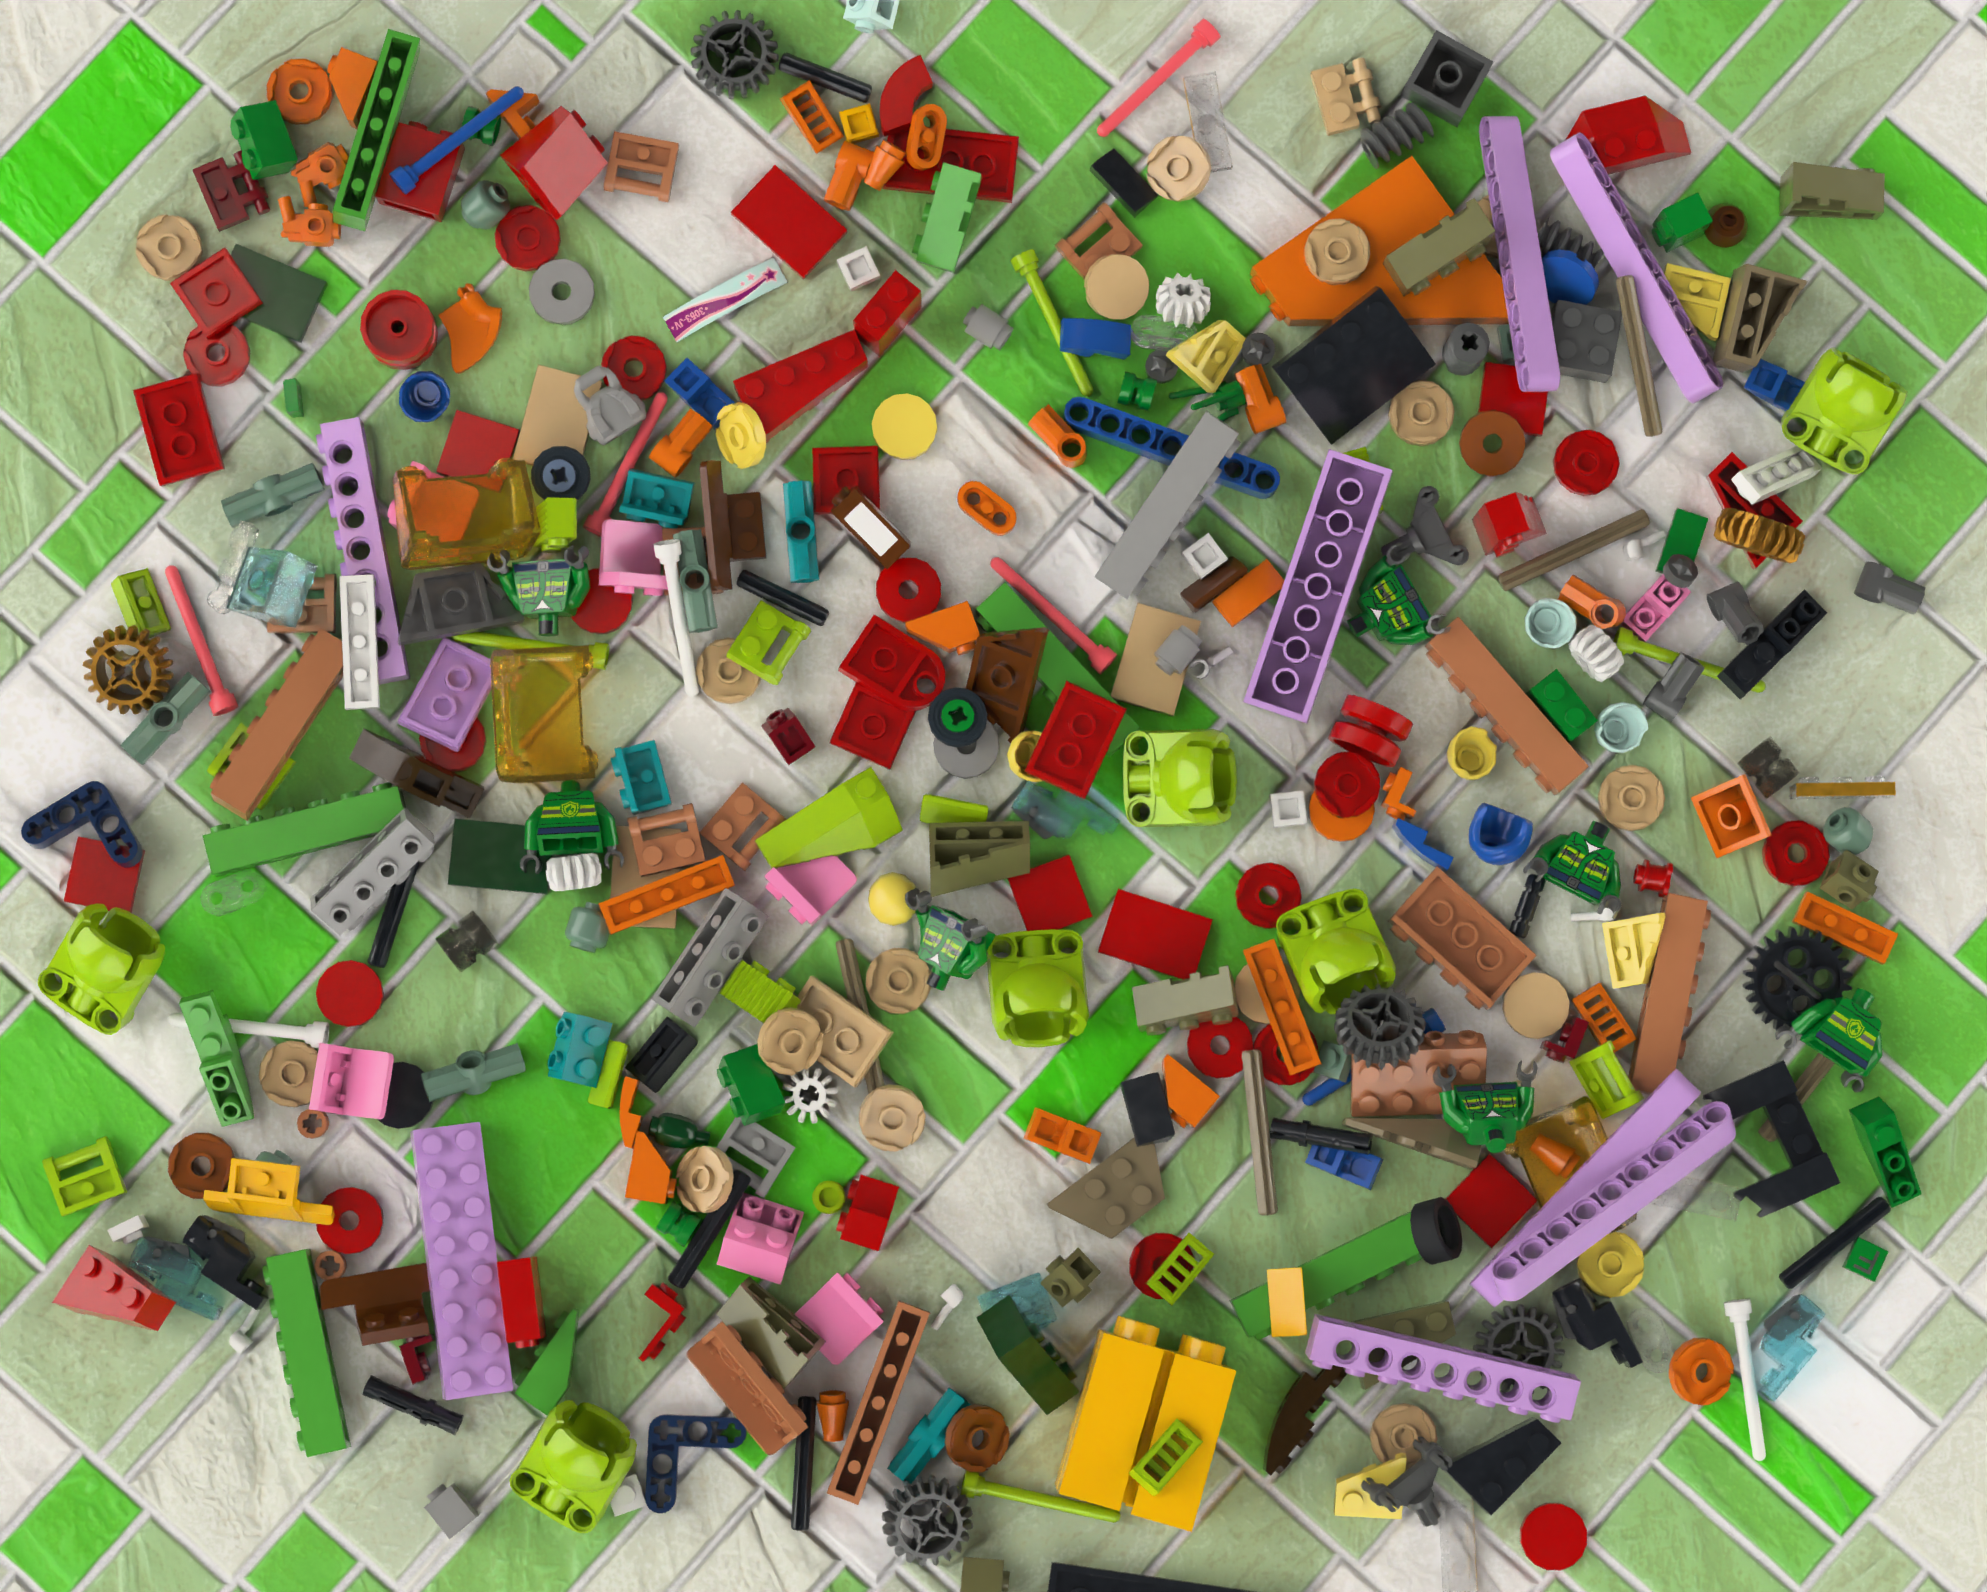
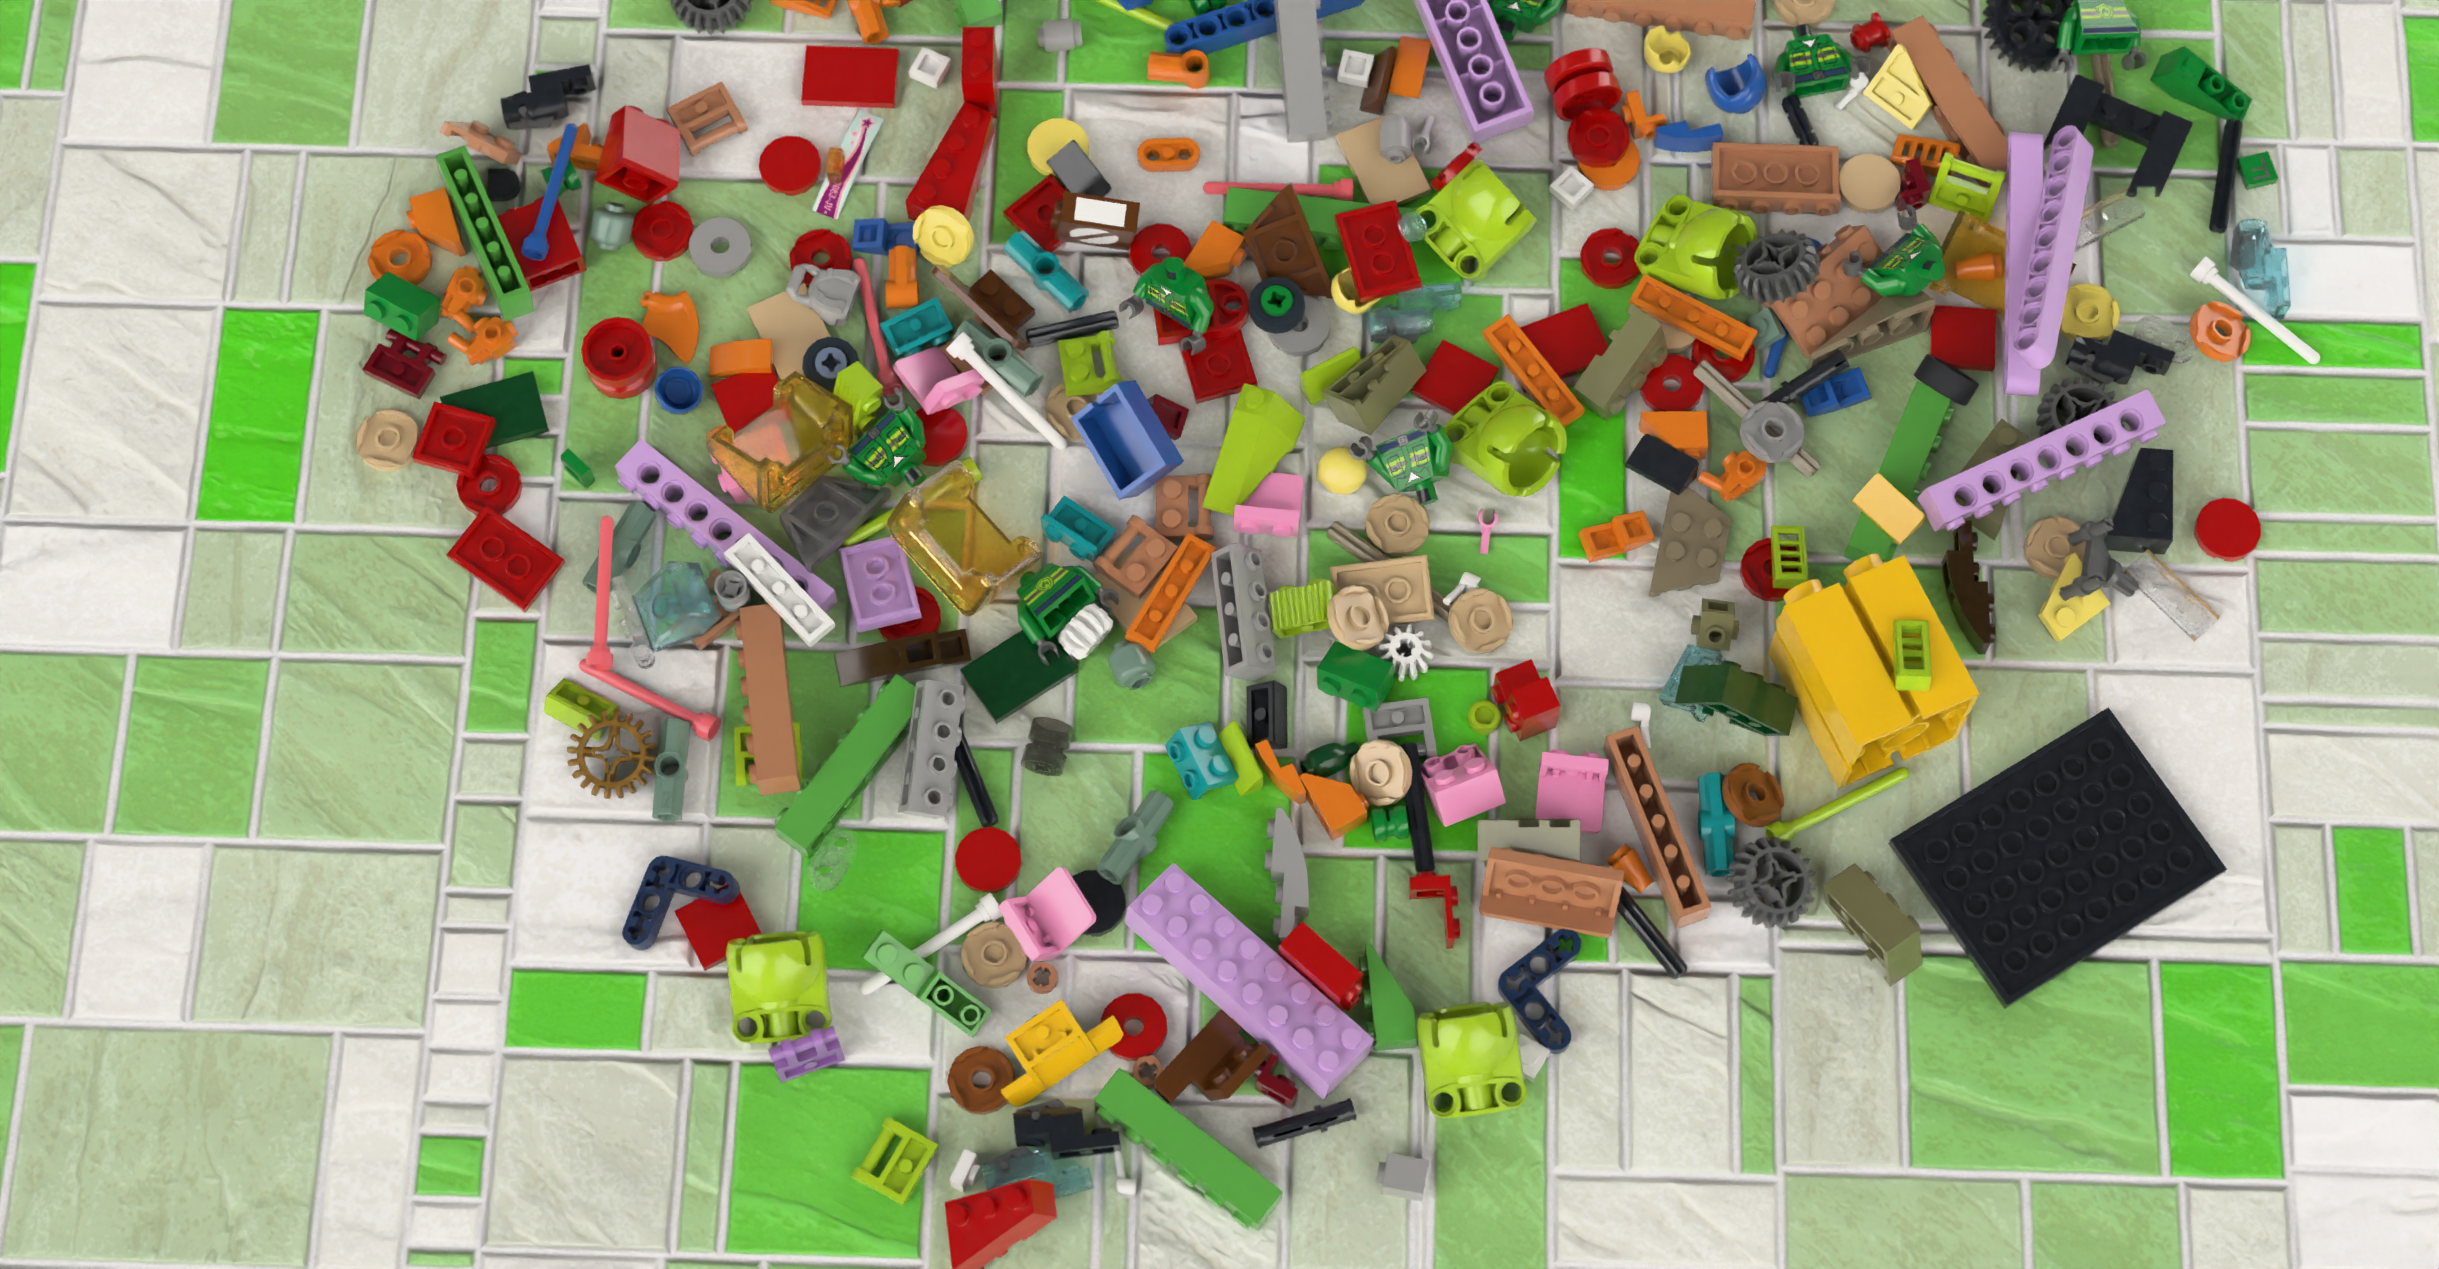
camera: 30 degrees left, 15 degrees down
(88, 1041) = (806, 1053): none -> medium lavender plate
(183, 577) = (599, 656): none -> coral piece
(321, 606) = (730, 584): none -> light grey wheel
(432, 90) = (502, 185): none -> black tile
(442, 41) = (481, 140): none -> nougat wing
(498, 406) = (741, 357): none -> orange slope
(523, 43) = (547, 98): none -> black plate
(573, 1190) = (1289, 867): none -> light grey slope
(675, 263) = (790, 165): none -> red tile
(709, 296) = (835, 164): none -> clear orange tile
(736, 739) = (1127, 439): none -> blue piece
(881, 646) = (1177, 294): none -> green torso
(896, 468) = (1078, 171): none -> slope
(910, 1078) = (1467, 582): none -> white hand
(966, 1042) = (1486, 530): none -> bright pink hand
(1112, 946) = (1532, 370): none -> orange plate
(1118, 745) = (1412, 226): none -> clear light blue plate
(1204, 1169) = (1740, 475): none -> orange piece
(1205, 717) = (1456, 166): none -> red tile
(1238, 1156) = (1763, 445): none -> light grey tile

